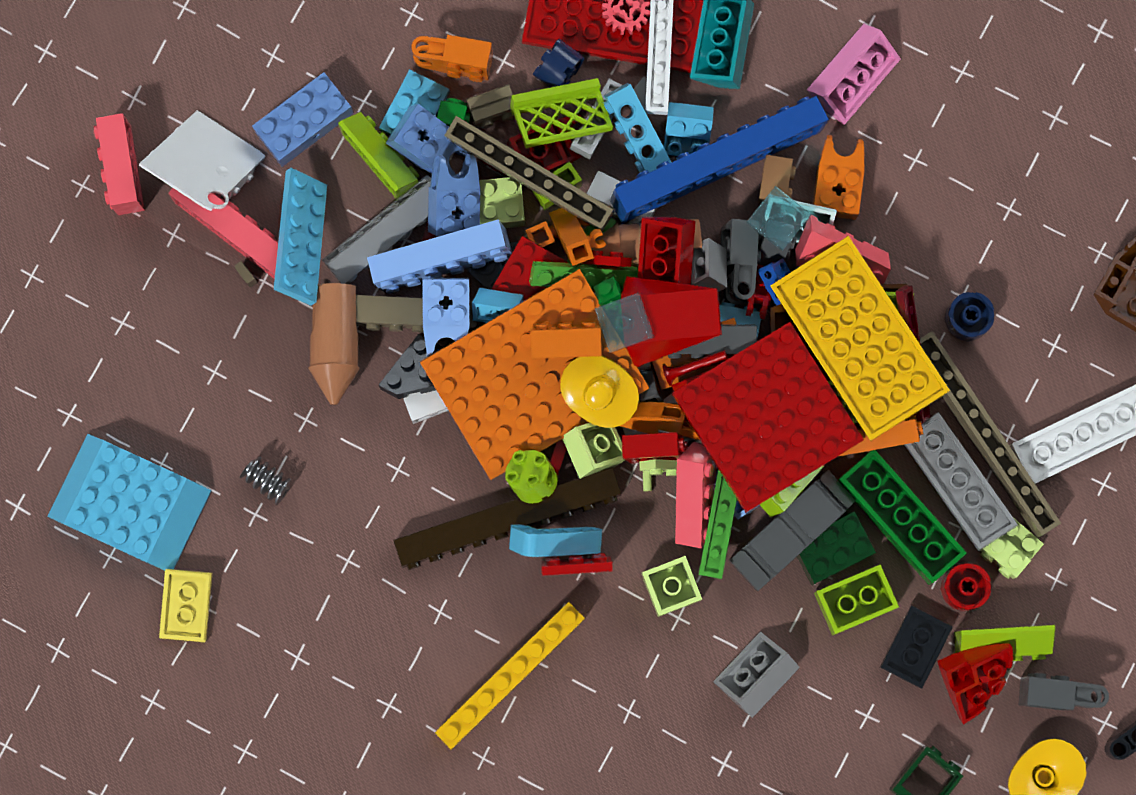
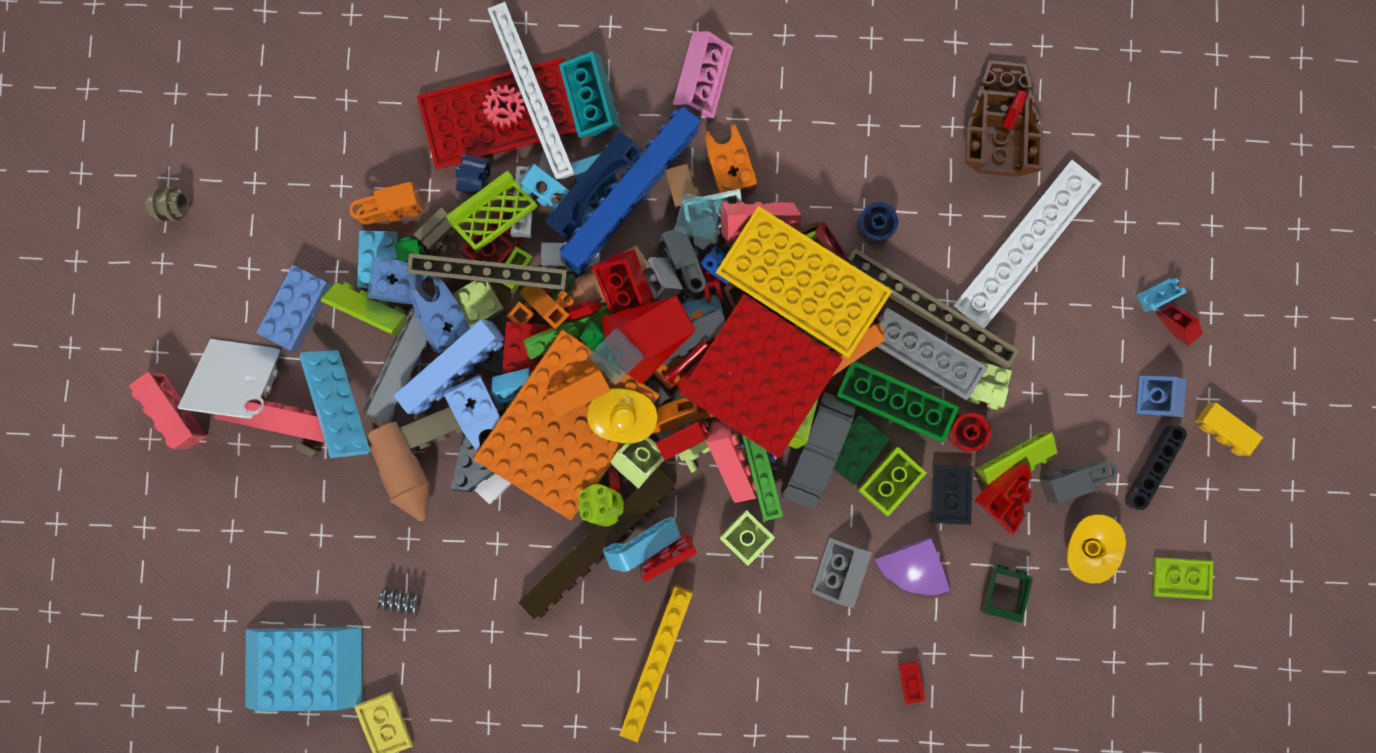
camera: 25 degrees left, 5 degrees up
(719, 116) = (616, 156): none -> dark blue arch
(839, 709) = (915, 568): none -> medium lavender brick

